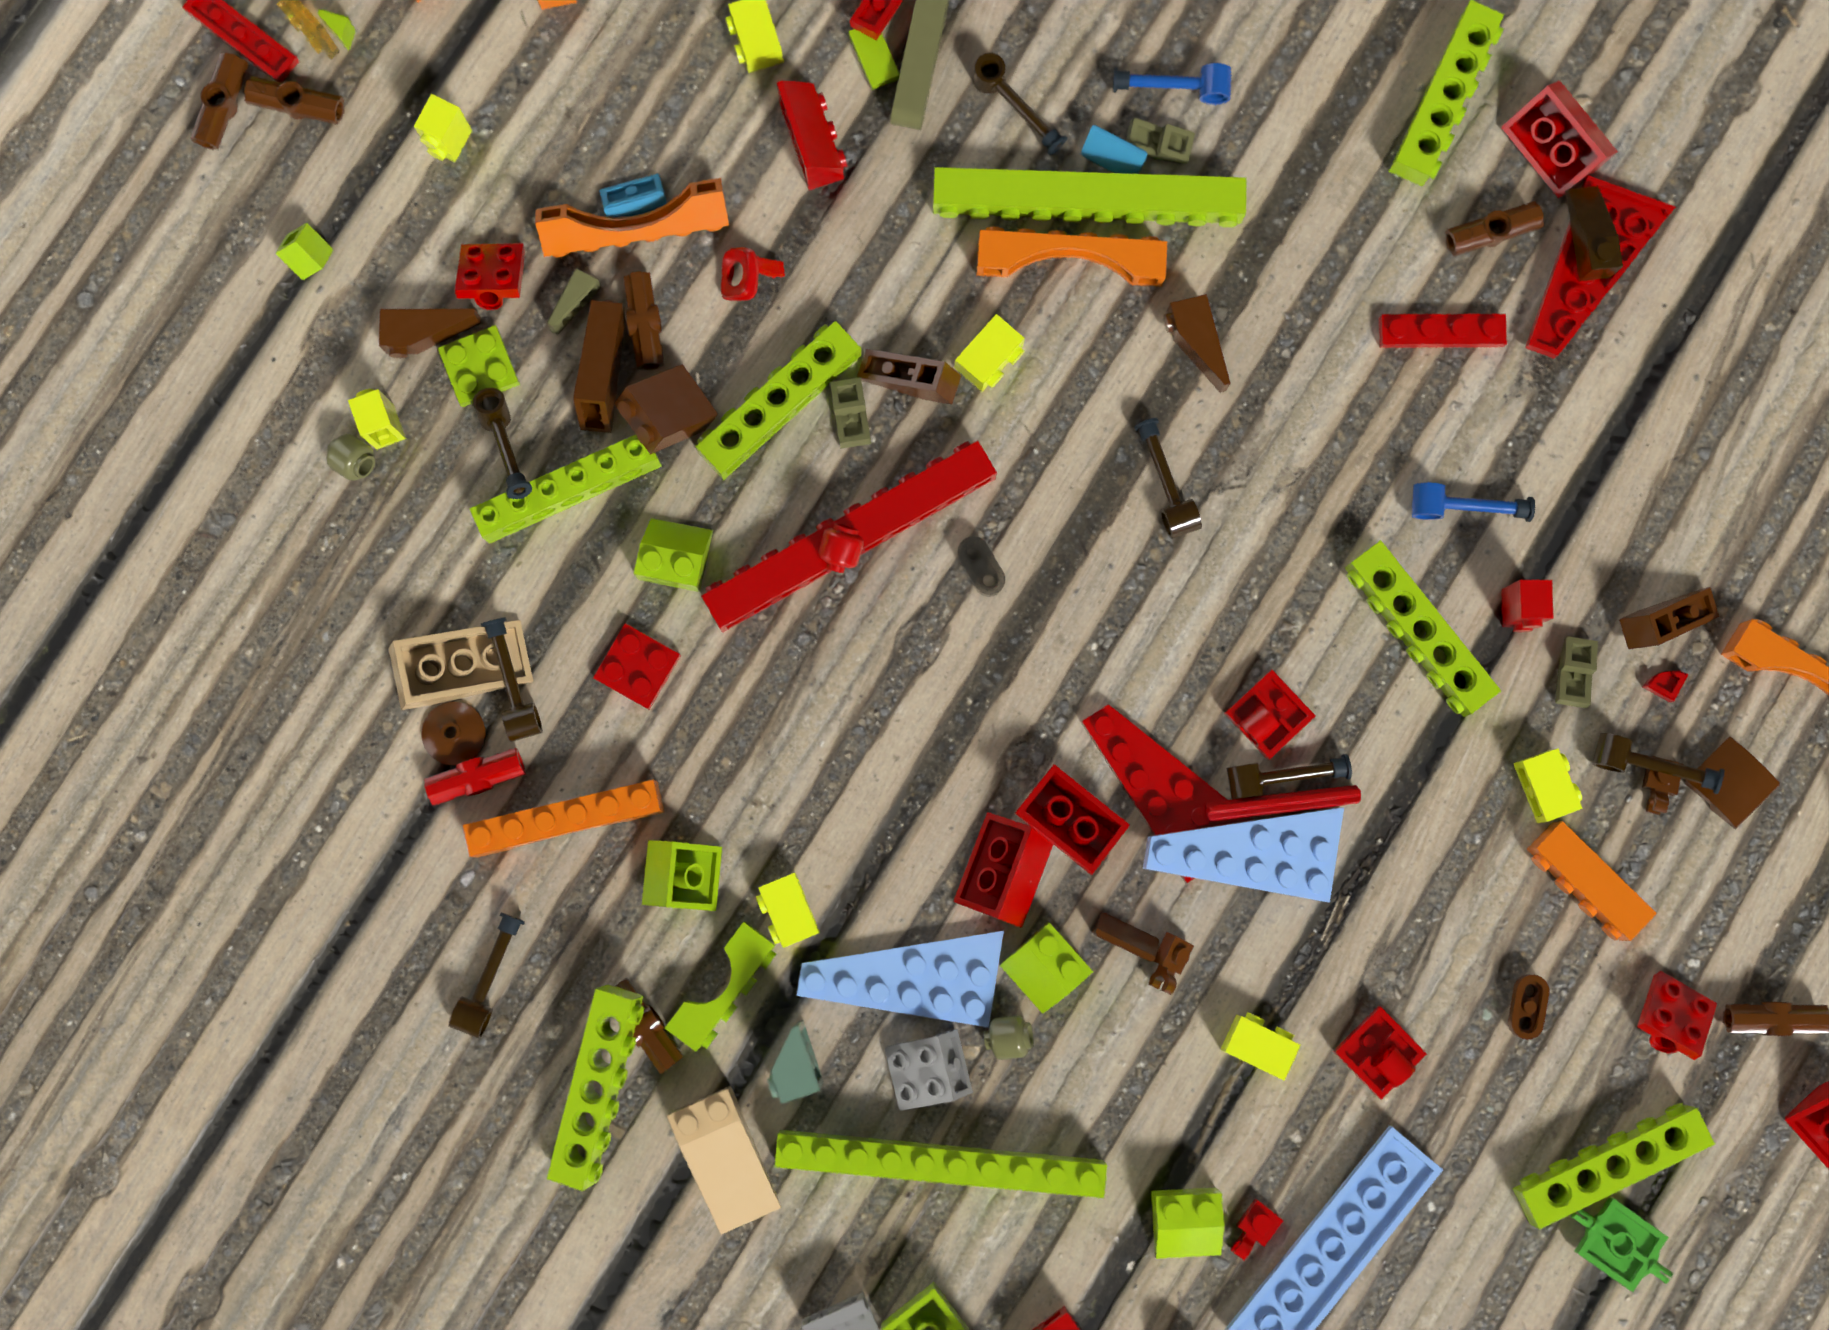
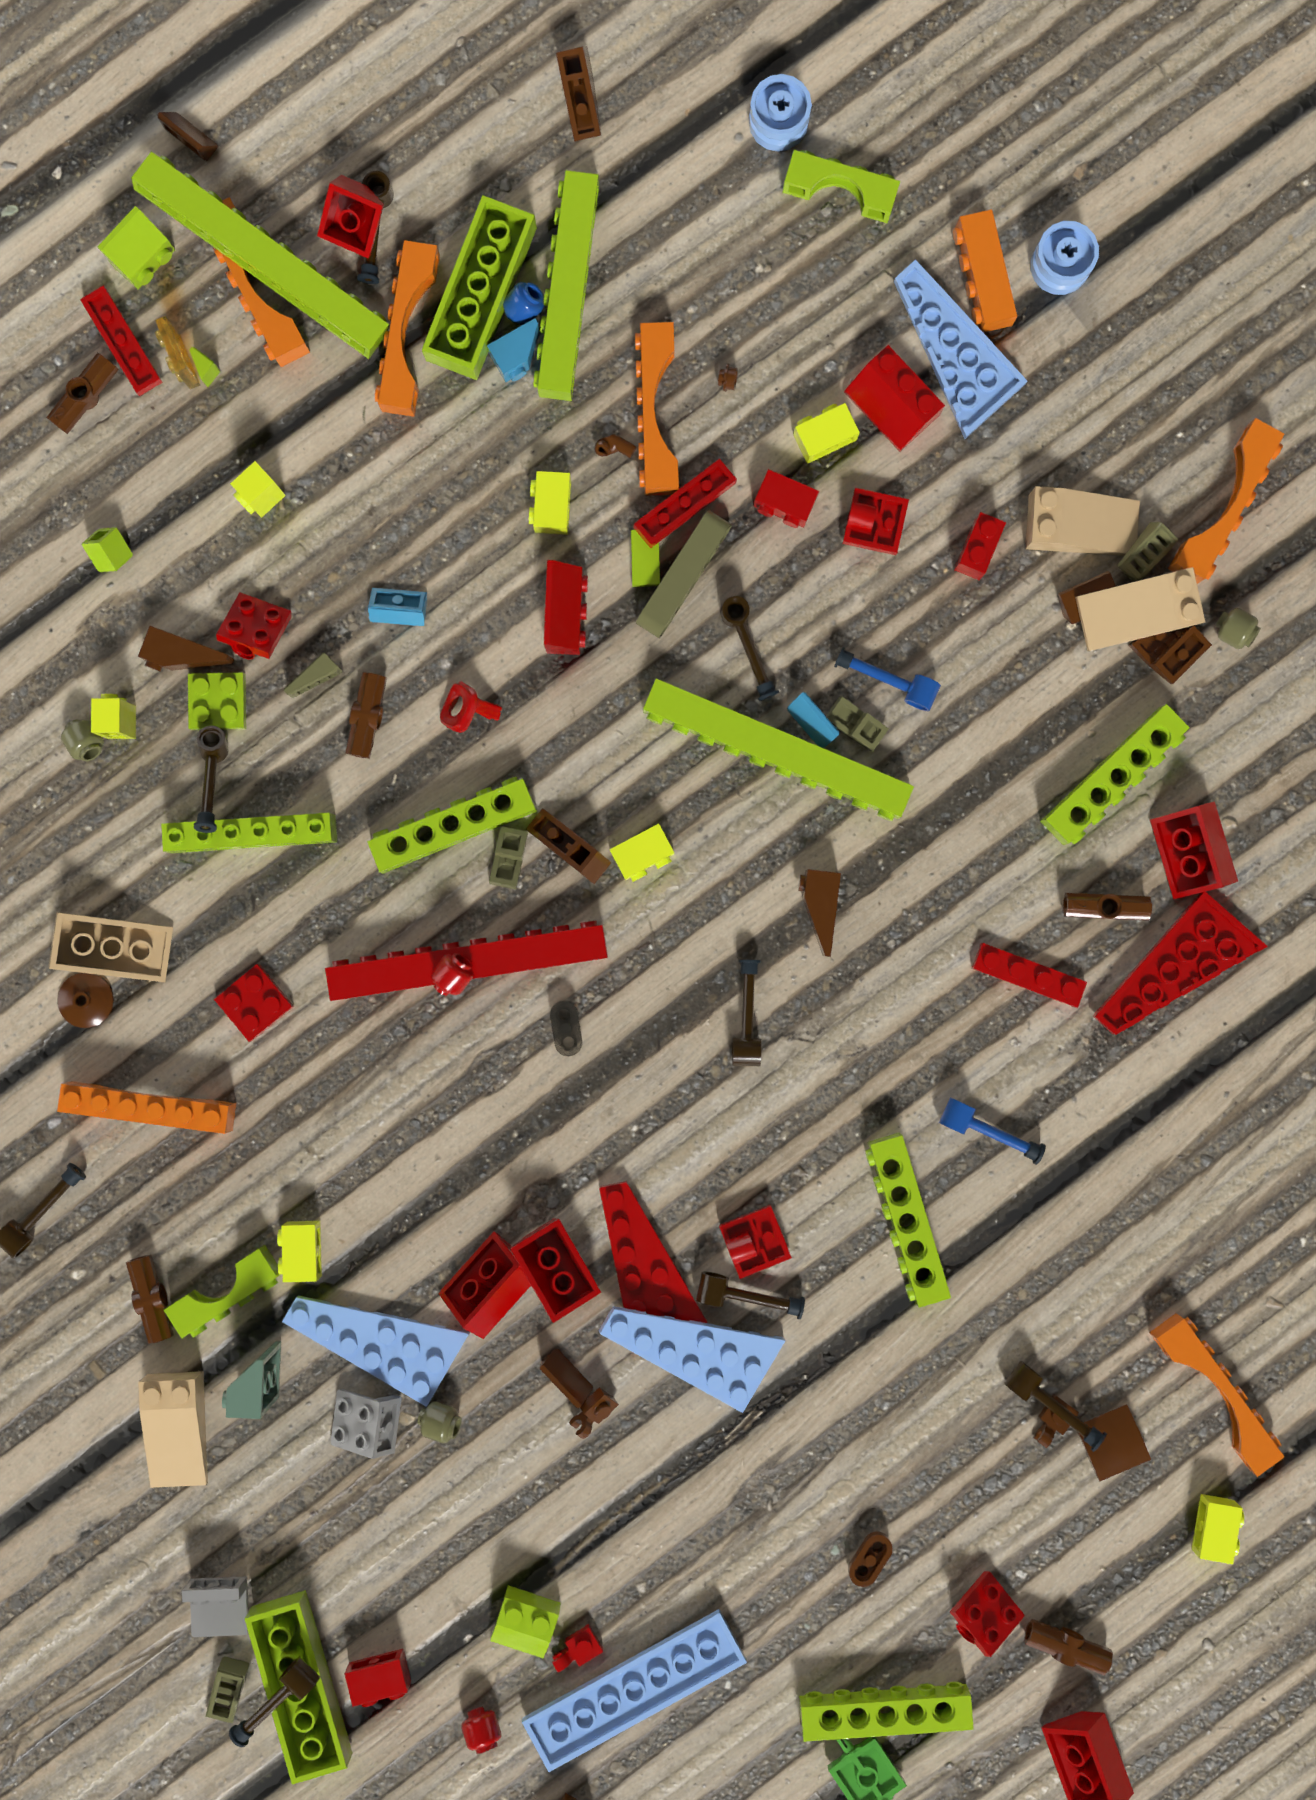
camera: 25 degrees right, 5 degrees up
(277, 95) = (133, 407): reddish brown piece -> none
(474, 776) = (88, 1044): red piece -> none
(521, 719) = (144, 1012): dark brown piece -> none
(567, 1164) = (48, 1388): lime brick -> none
(569, 230) = (333, 616): orange arch -> none
(600, 366) = (314, 741): reddish brown slope -> none
(665, 409) = (353, 800): reddish brown brick -> none
(673, 554) = (317, 921): lime slope -> none
(681, 875) = (225, 1190): lime slope -> none
(941, 1163) = (345, 1501): lime brick -> none
(1046, 968) = (492, 1377): lime slope -> none
(1135, 260) = (795, 820): orange arch -> none
(1260, 1046) = (639, 1507): neon yellow brick -> none
(1283, 802) = (736, 1319): red axle -> none
(1380, 1053) = (734, 1550): red plate -> none
(1527, 604) = (1001, 1236): red brick -> none
(1549, 785) = (960, 1387): neon yellow brick -> none
(1575, 672) = (1022, 1302): olive slope -> none
(1591, 881) = (962, 1478): orange brick -> none
(1593, 234) = (1186, 944): dark brown slope -> none
(1666, 684) = (1093, 1340): red tile -> none
(1668, 619) = (1116, 1290): reddish brown slope -> none

